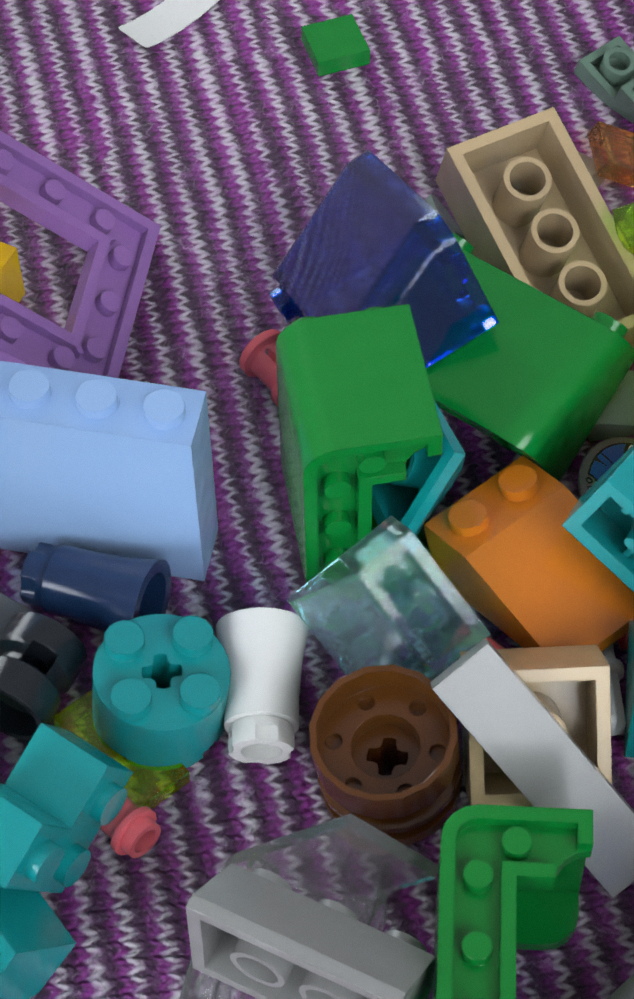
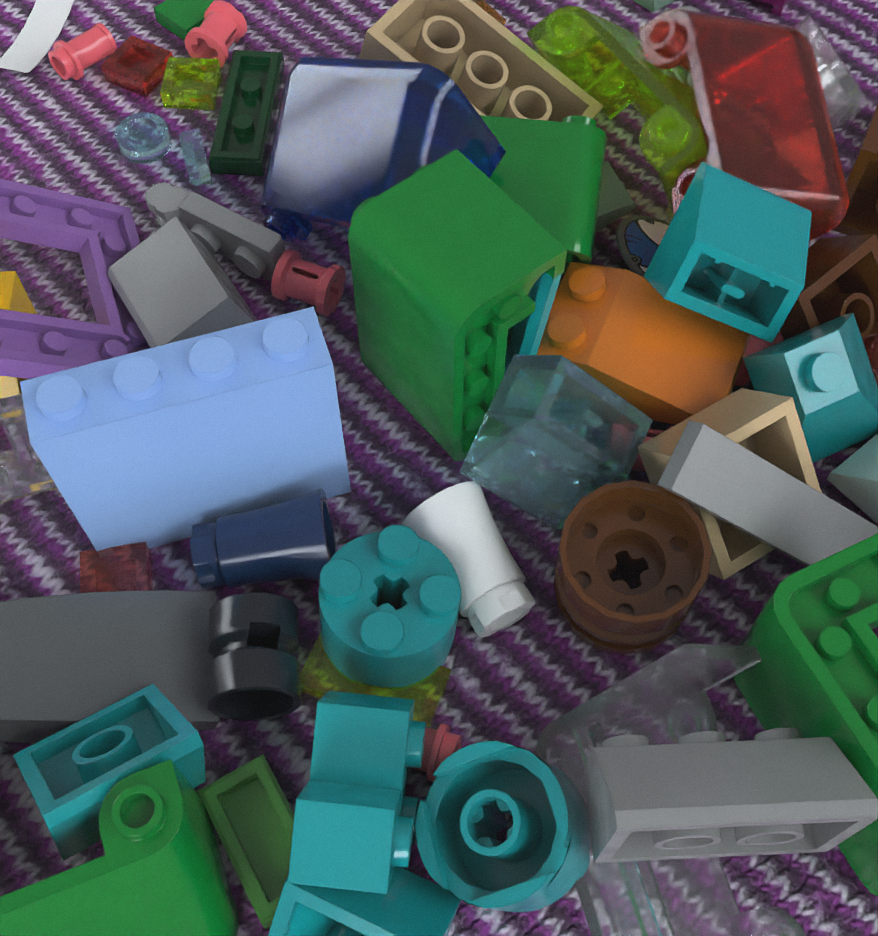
camera: 30 degrees left, 5 degrees up
(129, 903) = (468, 806): none -> teal brick
(156, 327) = (177, 287): none -> light grey slope
(206, 47) = (81, 52): none -> coral pin
(215, 159) = (143, 138): none -> clear light blue tile
(220, 278) = (220, 230): none -> light grey hinge
(249, 201) = (195, 157): none -> clear light blue tile
(253, 82) = (137, 66): none -> clear red tile
(293, 120) = (191, 83): none -> clear neon green tile
(310, 181) = (247, 113): none -> dark green tile
(344, 79) = (217, 33): none -> coral bush

